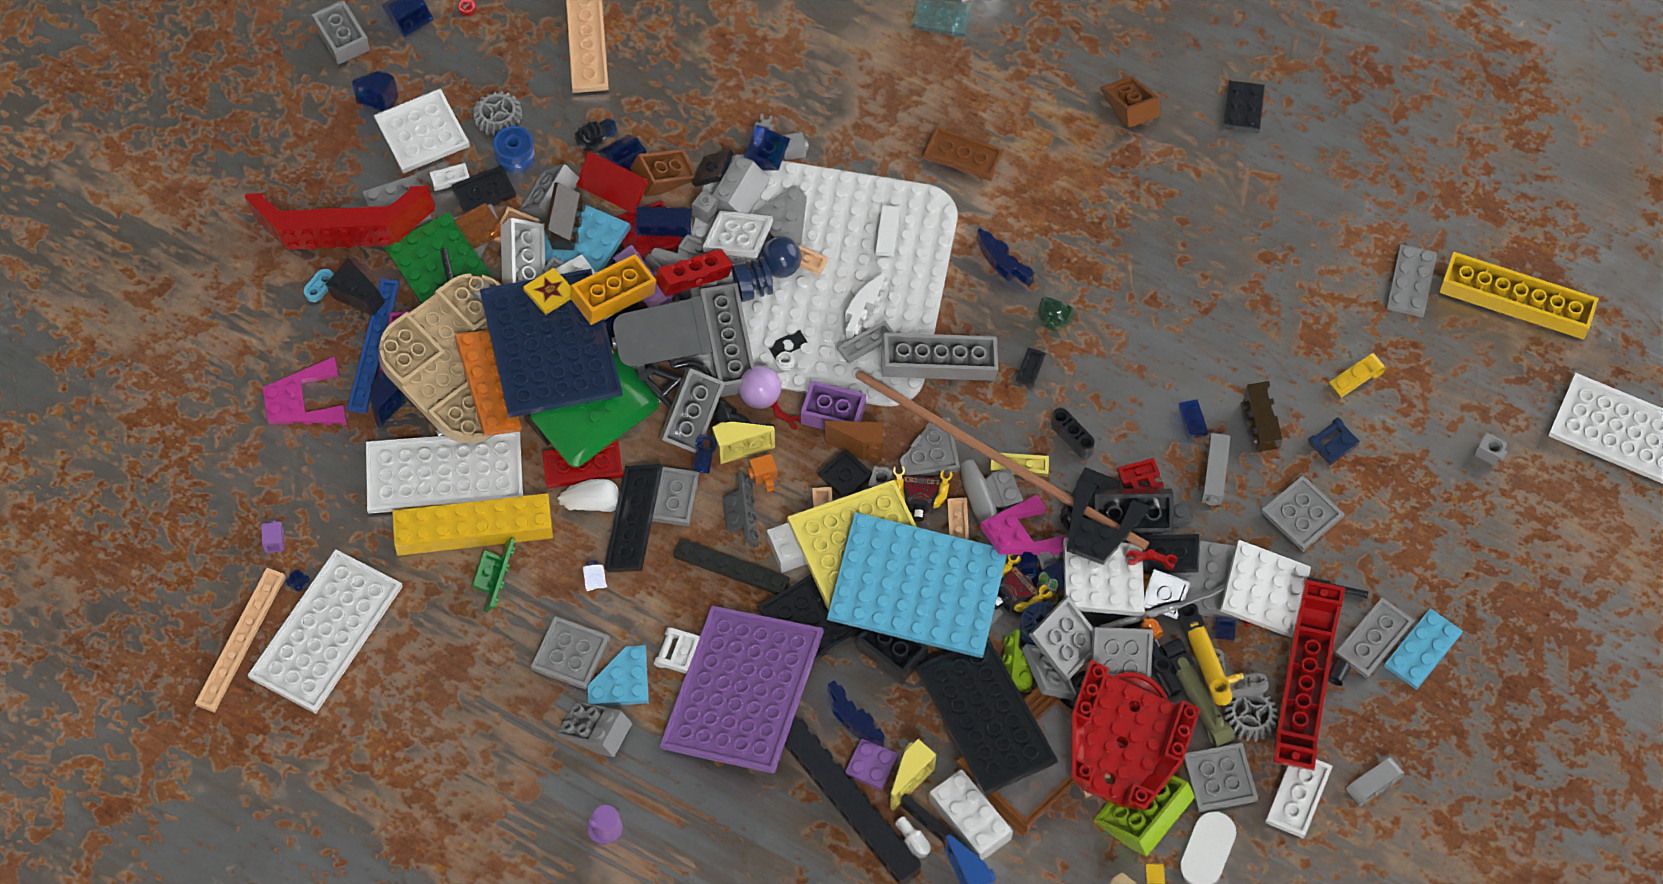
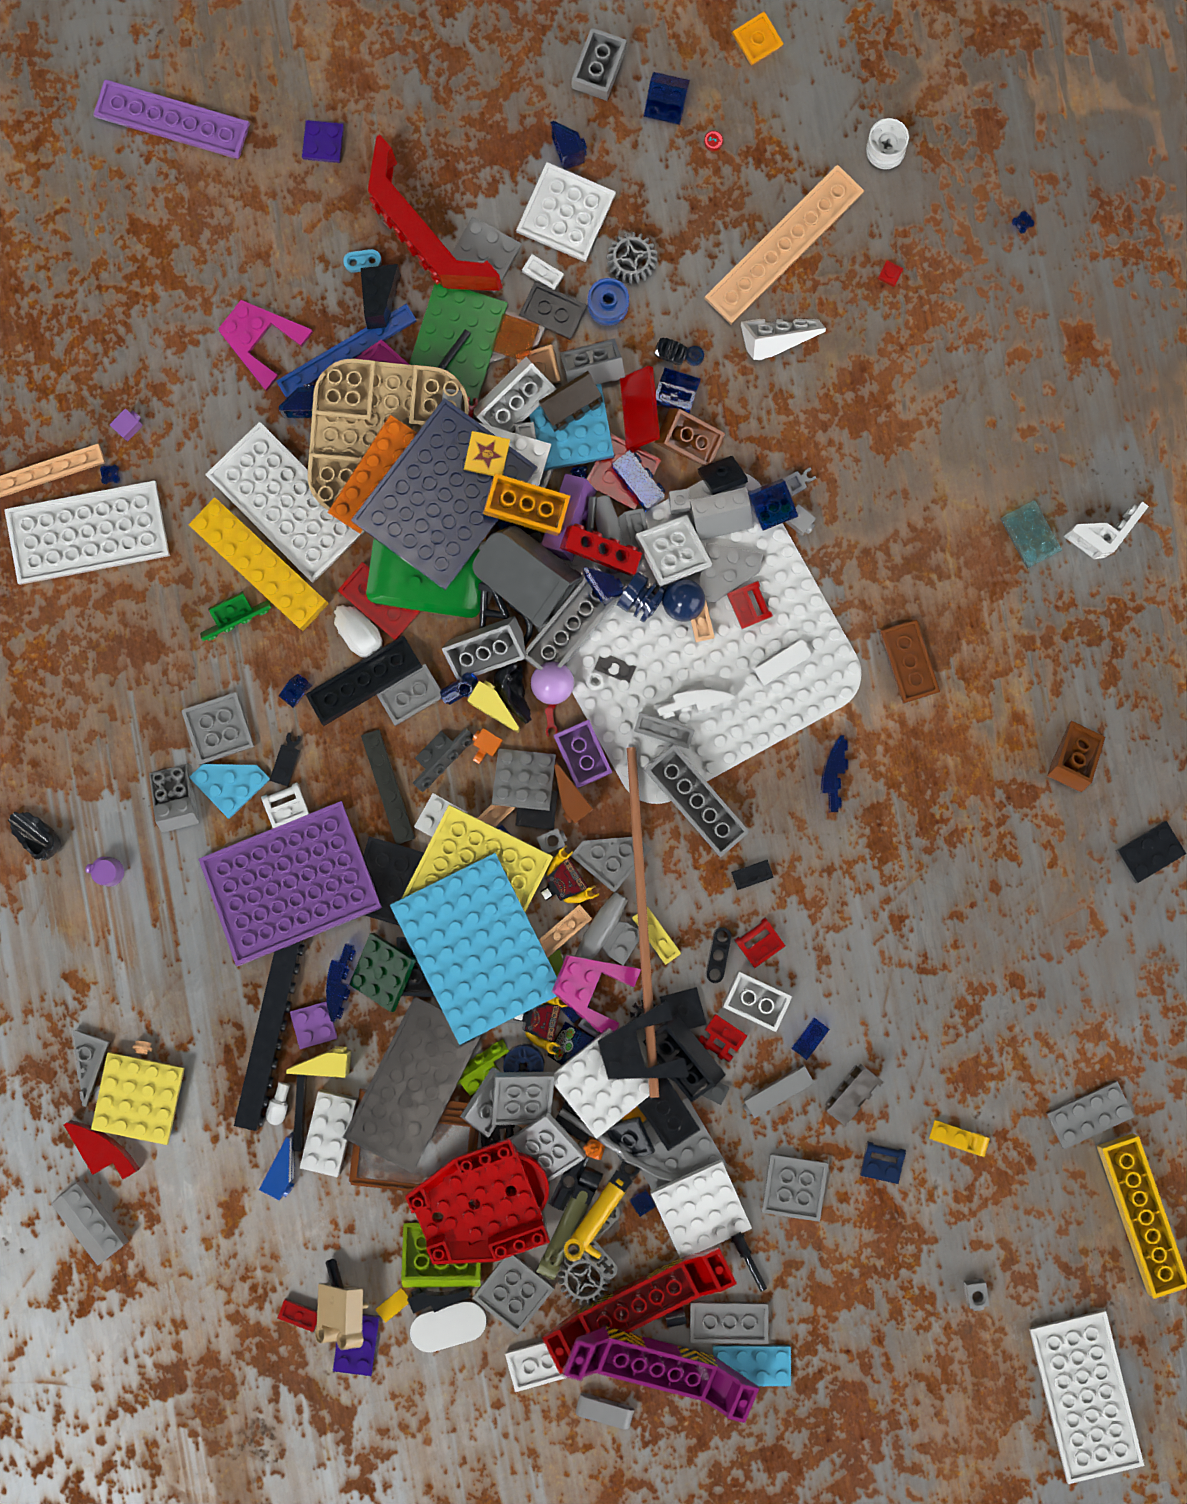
camera: 50 degrees right, 25 degrees up
(81, 332) = (171, 119): none -> medium lavender plate
(205, 247) = (322, 141): none -> dark purple plate
(525, 855) = (34, 835): none -> black hair
(643, 625) = (286, 762): none -> black plate
(646, 67) = (771, 338): none -> white wedge
(719, 289) = (603, 584): none -> clear blue slope
(815, 464) = (523, 779): none -> light grey plate
(823, 224) = (744, 608): none -> red plate
(875, 671) = (382, 972): none -> dark green plate
(1055, 314) = (815, 858): clear green cylinder -> none
(1094, 399) = (763, 948): none -> red plate
(1132, 430) = (756, 1001): none -> white brick
(1151, 555) = (649, 1105): red piece -> none
(1178, 840) = (422, 1298): none -> black slope
(1379, 695) = (662, 1368): none -> magenta slope

